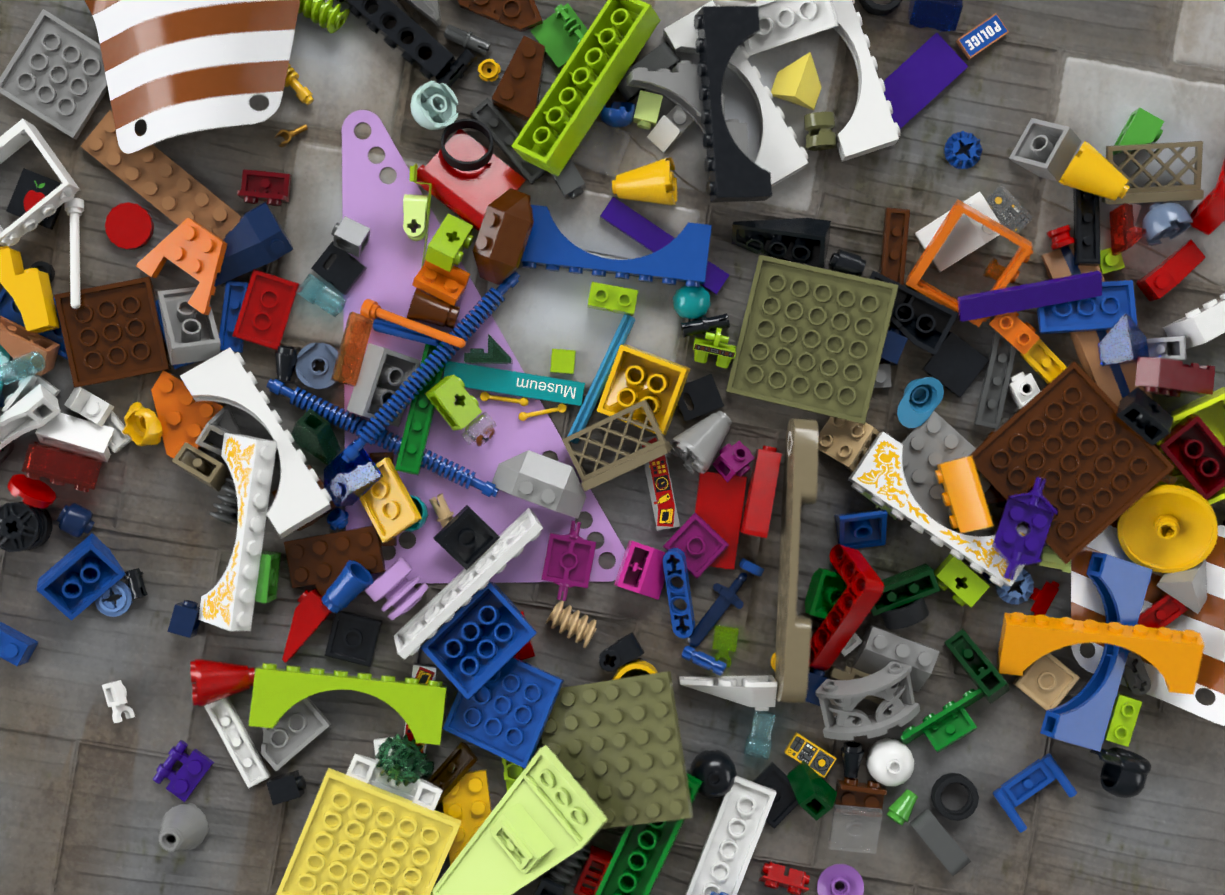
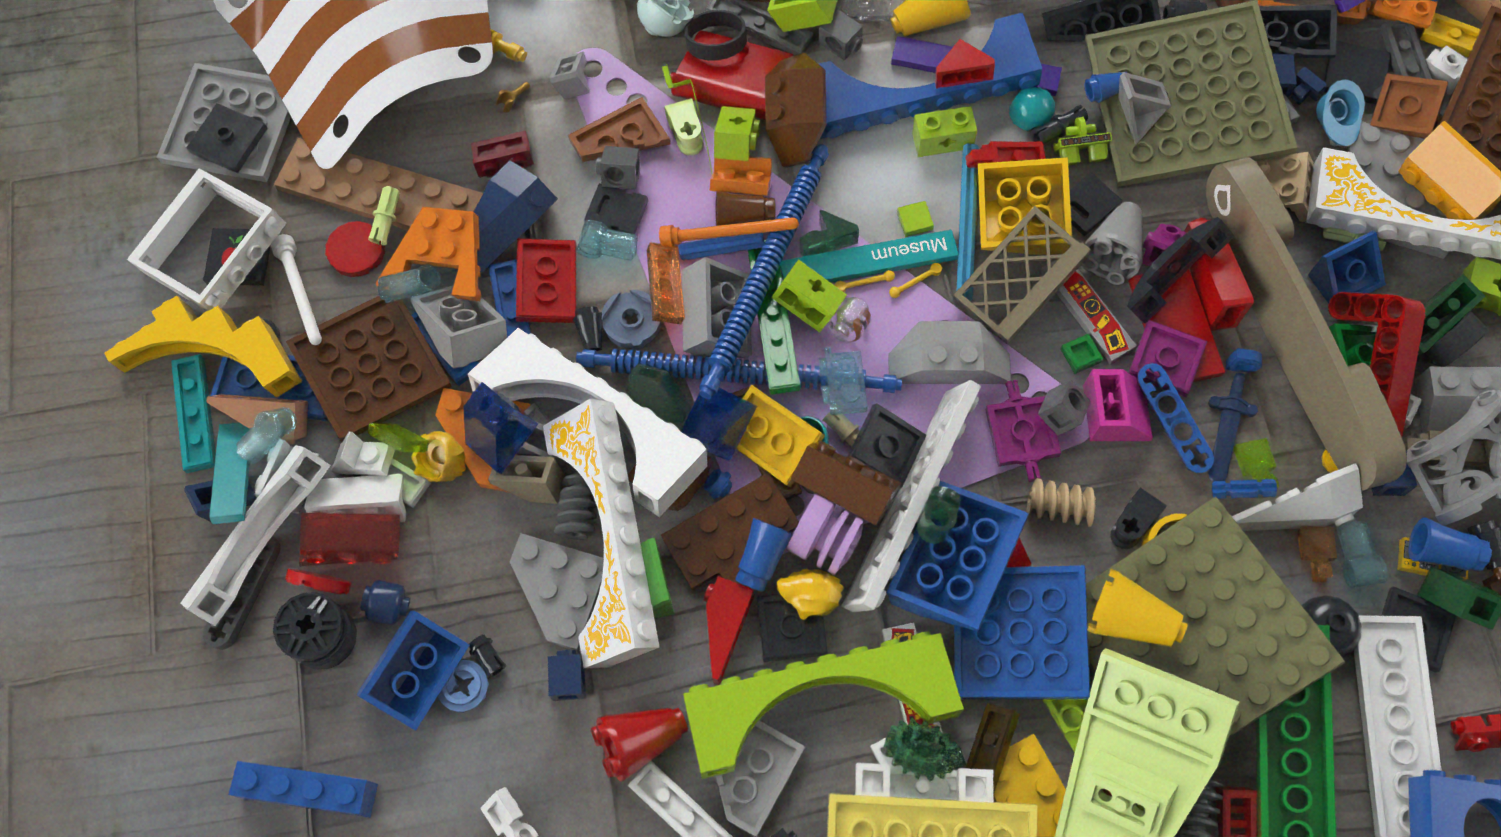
camera: 15 degrees left, 20 degrees down
(52, 93) = (227, 138): none -> black plate
(117, 402) = (398, 437): none -> clear neon green tile
(157, 211) = (384, 215): none -> yellowish green axle
(157, 280) = (408, 283): none -> clear light blue piece
(188, 426) = (495, 426): none -> clear blue slope
(201, 551) = (559, 586): none -> light grey plate
(339, 134) = (569, 76): none -> light grey slope
(363, 202) = (626, 127): none -> dark orange wing
(371, 623) = (811, 592): none -> yellow hair
(423, 561) = (846, 481): none -> reddish brown wedge
(451, 481) = (844, 381): none -> clear light blue bracket
(479, 606) = (940, 505): none -> clear green piece
(575, 730) = (1135, 614): none -> yellow cone
(602, 558) = (1064, 407): none -> dark grey brick
(639, 515) = (1081, 353): none -> green tile
(642, 259) = (964, 66): none -> red slope
(653, 340) = (1005, 151): none -> red hinge
(701, 495) = (1173, 263): none -> black slope
(736, 717) = (1320, 548): none -> clear orange plate
(751, 310) = (1102, 86): none -> blue cone
(770, 338) = (1142, 103): none -> light grey slope
(818, 755) = (1447, 546): none -> blue plant
(910, 364) = (1307, 85): none -> dark blue tile
(972, 415) = (1409, 105): none -> dark orange plate

